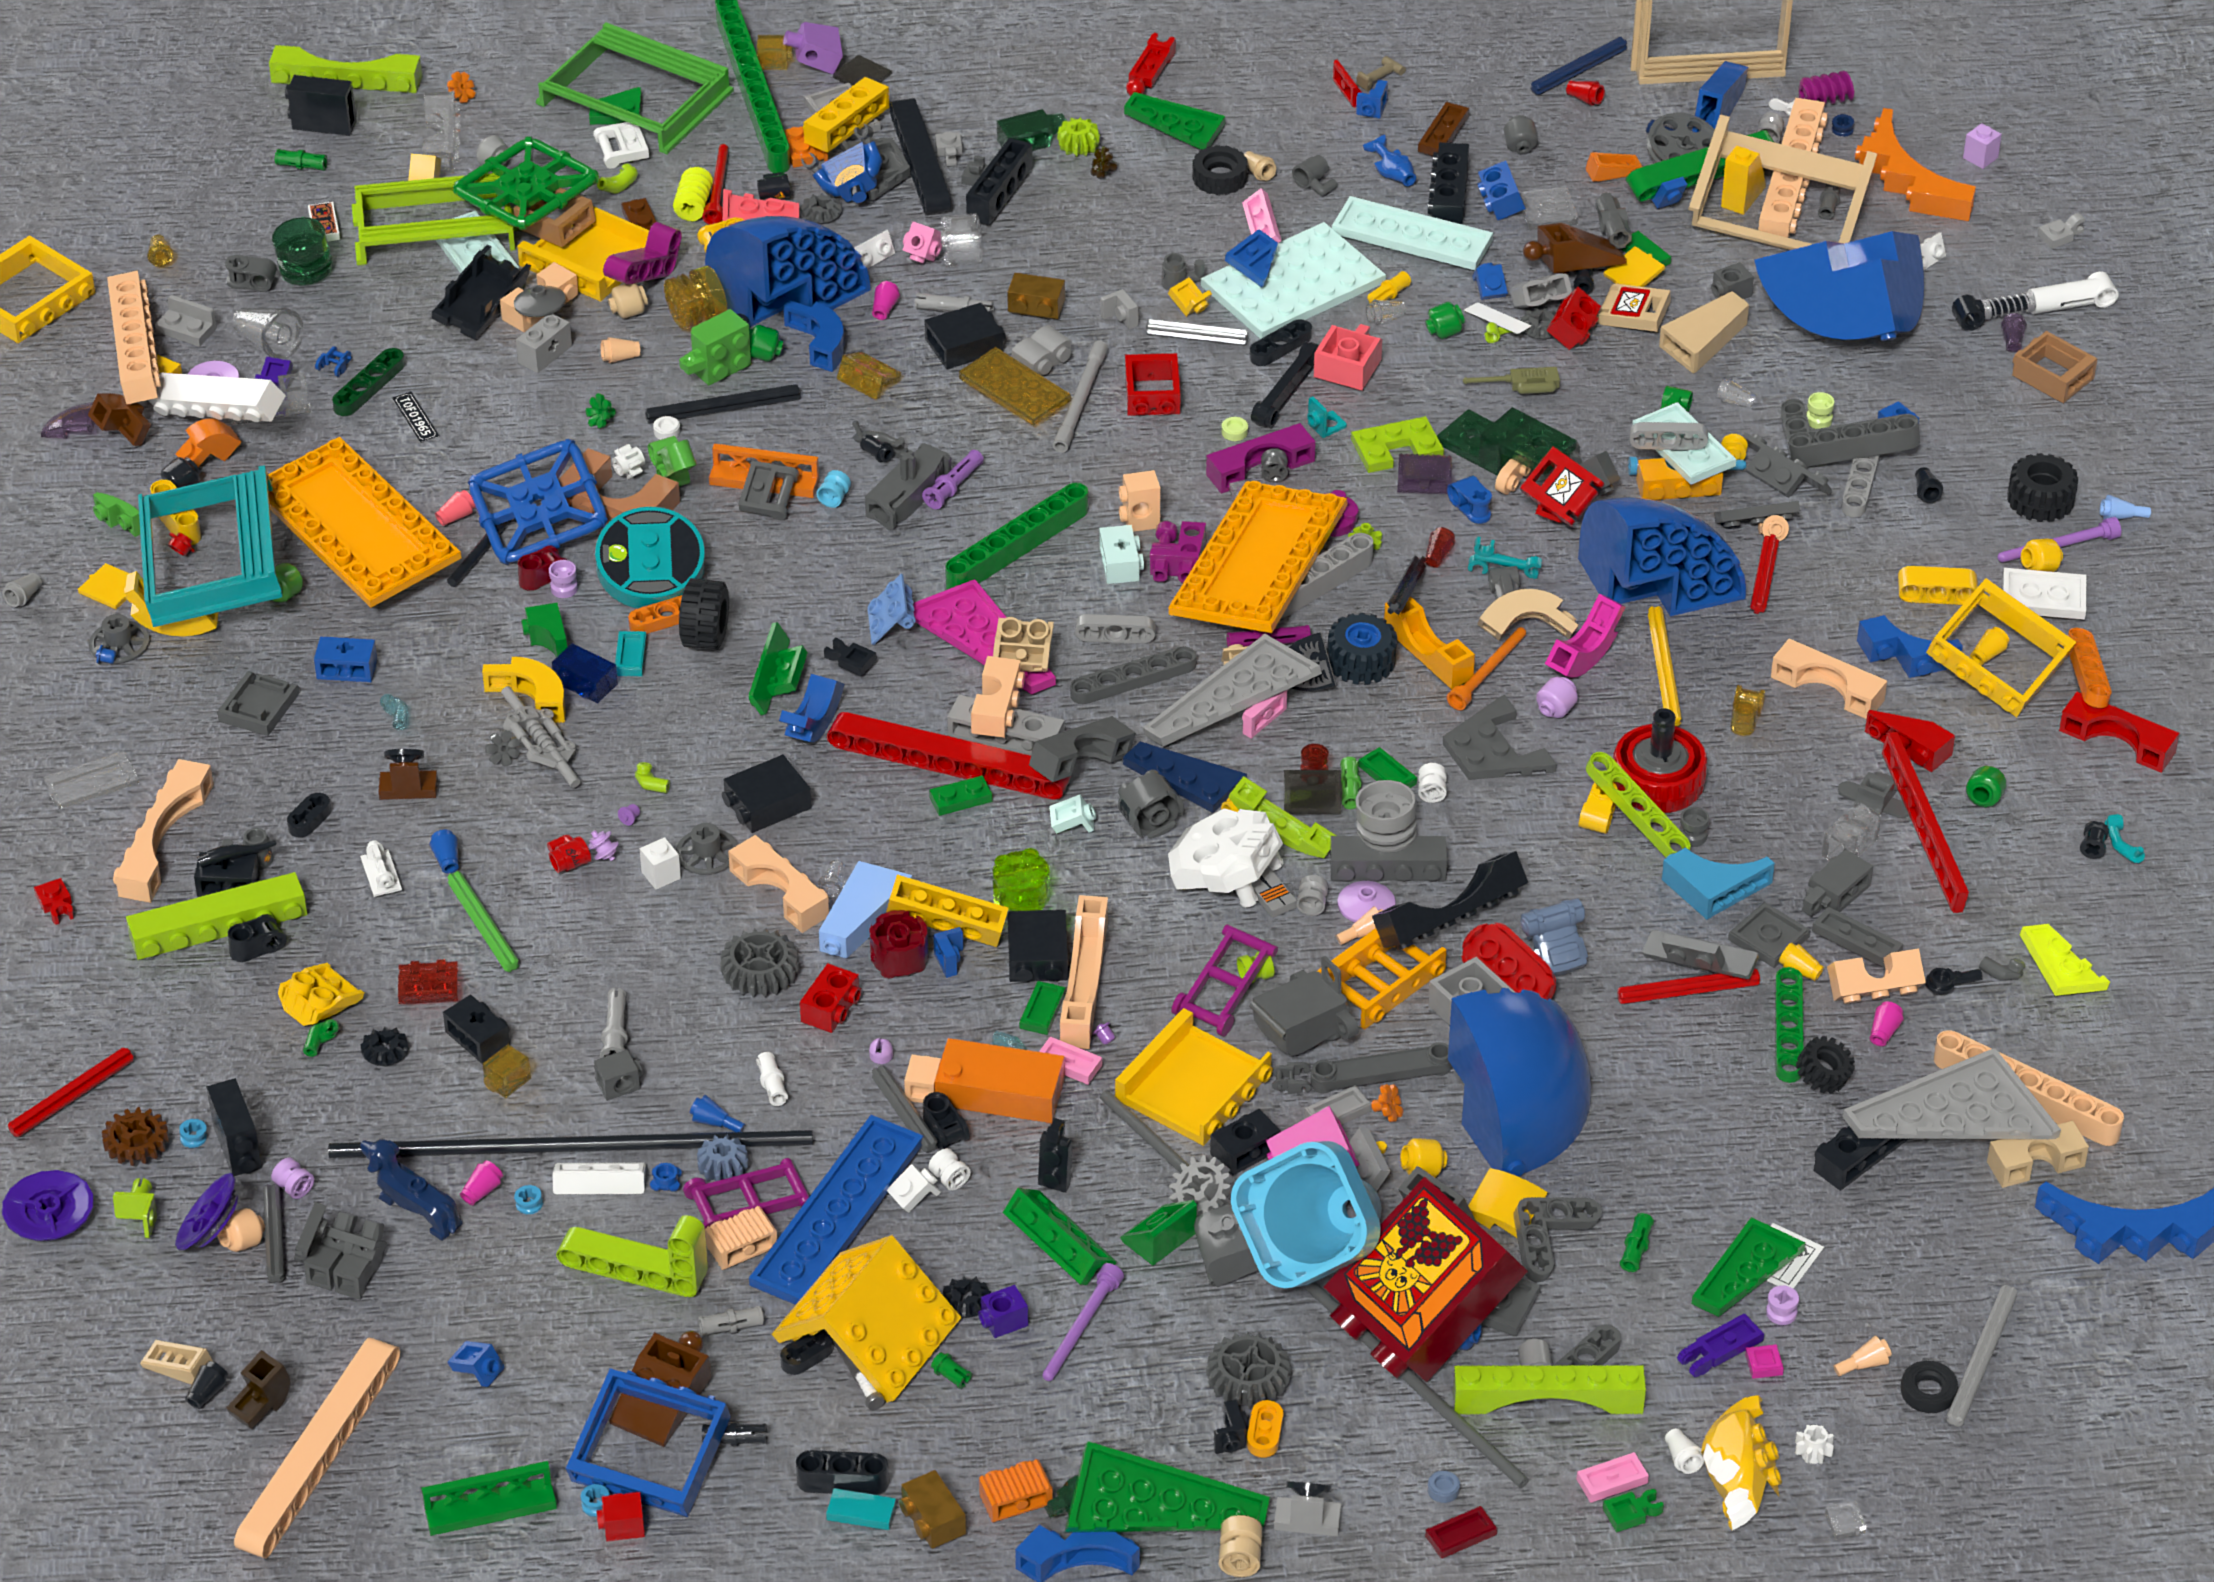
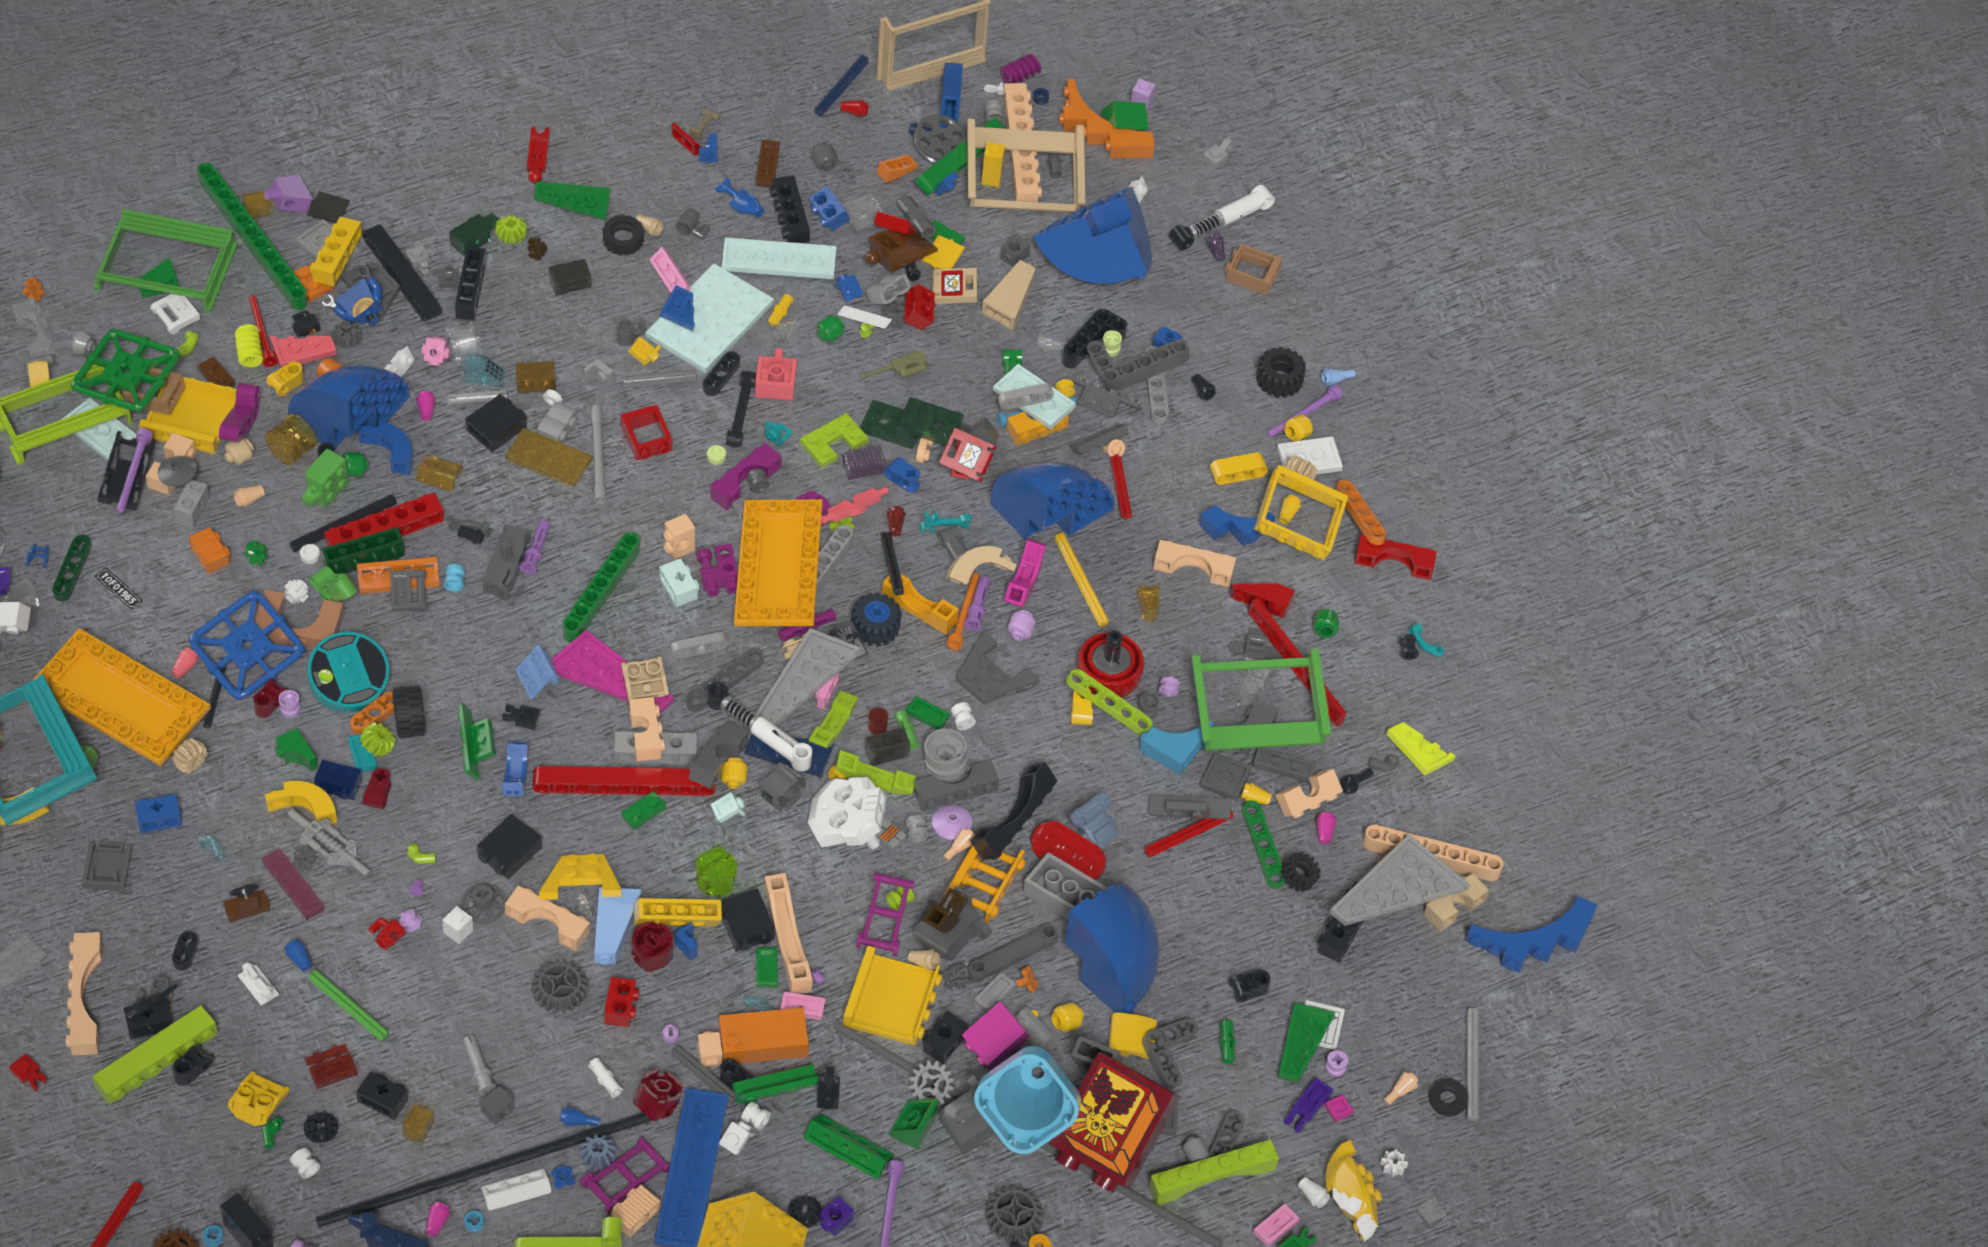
camera: 25 degrees left, 10 degrees up
(343, 1079) = (303, 1161): none -> white wheel
(412, 604) = (190, 755): none -> tan gear
(476, 775) = (292, 884): none -> clear pink tile
(514, 258) = (143, 437): none -> medium lavender piece
(543, 396) = (209, 550): none -> orange brick
(629, 694) = (377, 789): none -> dark red piece
(653, 639) = (377, 739): none -> lime gear
(742, 430) = (367, 549): none -> dark green brick
(771, 416) = (416, 516): none -> red brick
(827, 1109) = (658, 1094): none -> dark red brick
(839, 838) = (580, 870): none -> yellow wing
(972, 277) = (482, 371): none -> clear light blue slope
(985, 1137) = (775, 1084): none -> green fence
(1048, 318) = (551, 397): none -> white tile
(1096, 778) = (734, 773): none -> yellow head
(1130, 200) = (569, 277): none -> clear smoke brick
(1183, 767) = (797, 753): none -> piece
(1256, 1043) = (925, 958): none -> tan cone
(1274, 741) = (835, 720): none -> lime slope
(1297, 988) = (946, 914): none -> dark brown brick
(1398, 517) = (861, 503): none -> coral piece
(1504, 668) = (976, 609): none -> medium lavender pin
(1578, 218) = (894, 223): none -> red slope
(1700, 1182) = (1246, 985): none -> black piece
(1732, 811) = (1169, 686): none -> lavender wheel
(1765, 408) = (1092, 330): none -> black beam
(1834, 889) = (1265, 734): none -> bright green piece
(1948, 159) = (1126, 115): none -> green slope
(2023, 592) = (1301, 466): none -> tan gear

